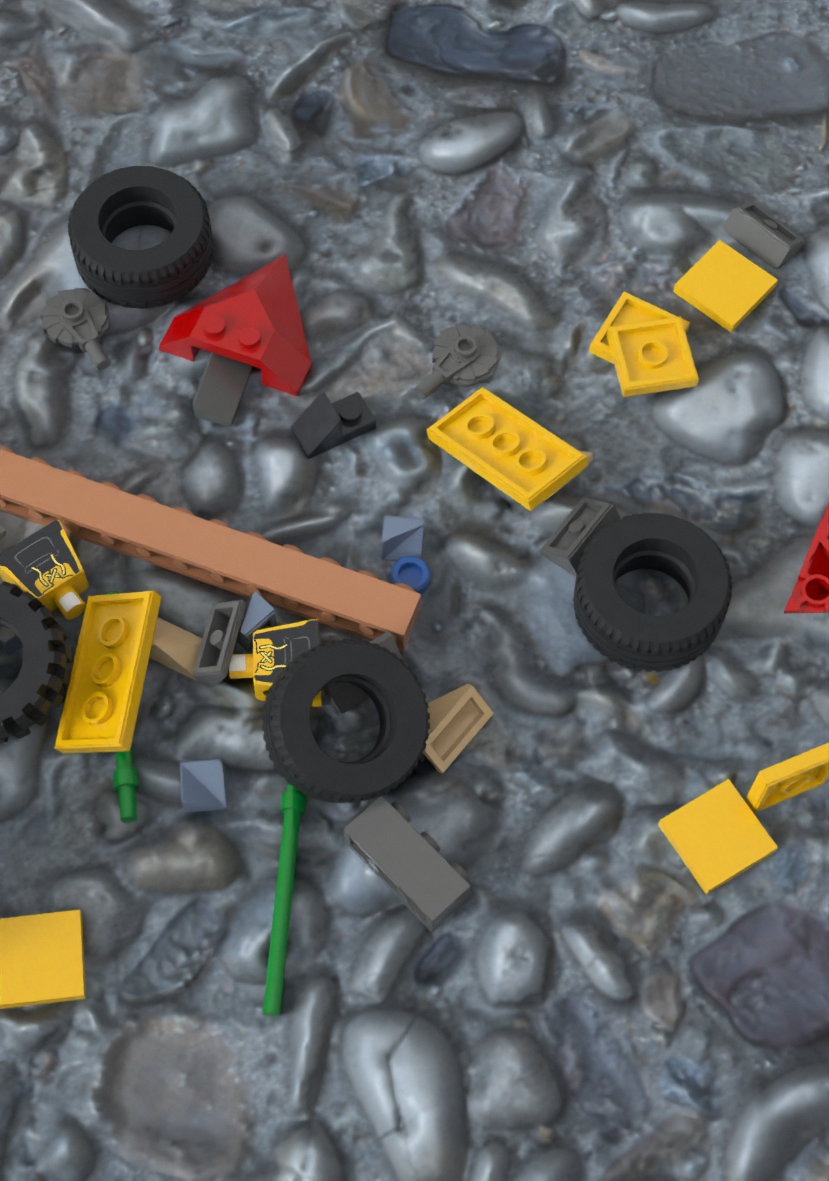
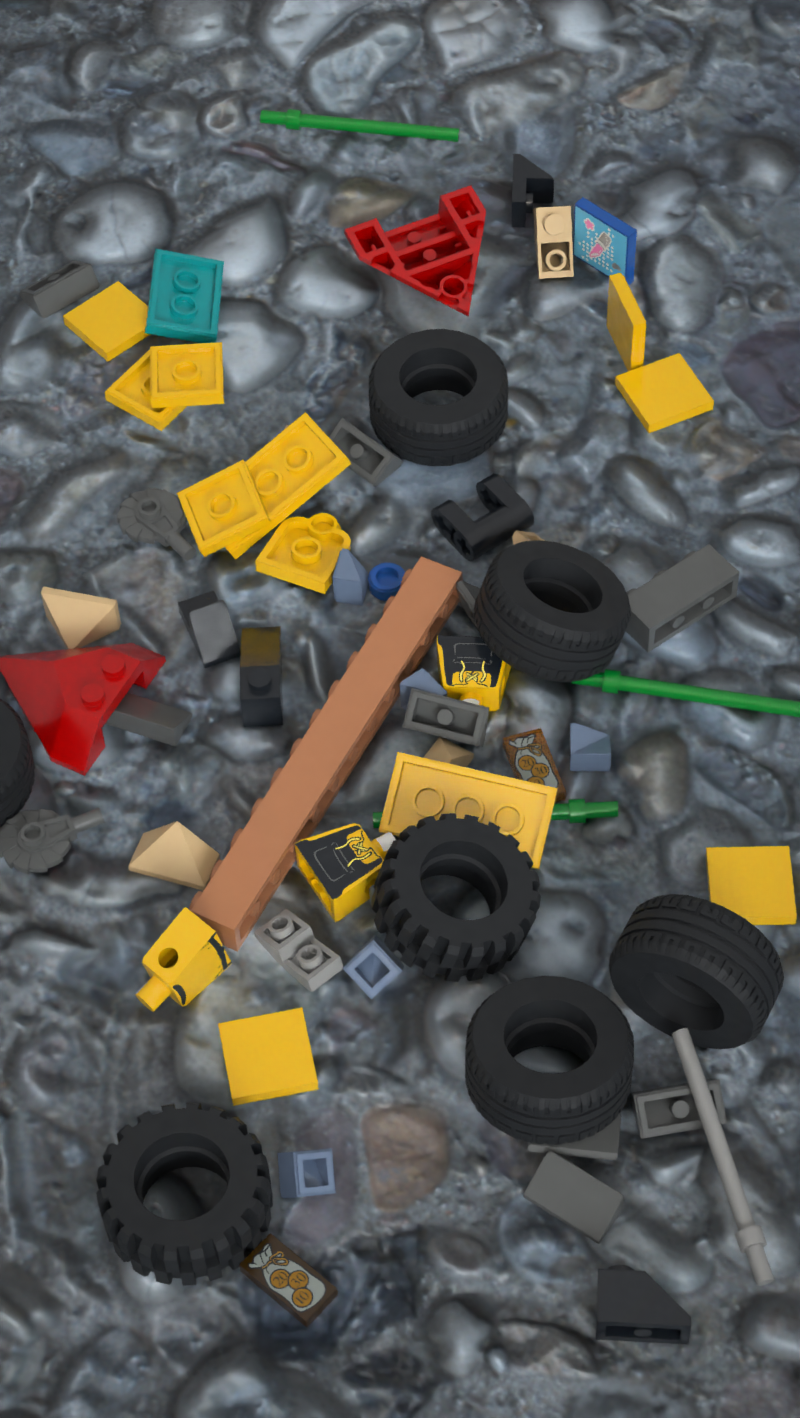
camera: 80 degrees left, 10 degrees down
(63, 432) = (174, 856): none -> tan slope
(179, 736) = (532, 760): none -> tile
(277, 472) = (261, 676): none -> black slope
(329, 311) = (80, 616): none -> tan slope
(439, 494) = (304, 551): none -> yellow plate
(472, 410) = (223, 508): none -> yellow tile
(497, 680) = (477, 537): none -> black connector
(766, 341) = (184, 297): none -> teal tile

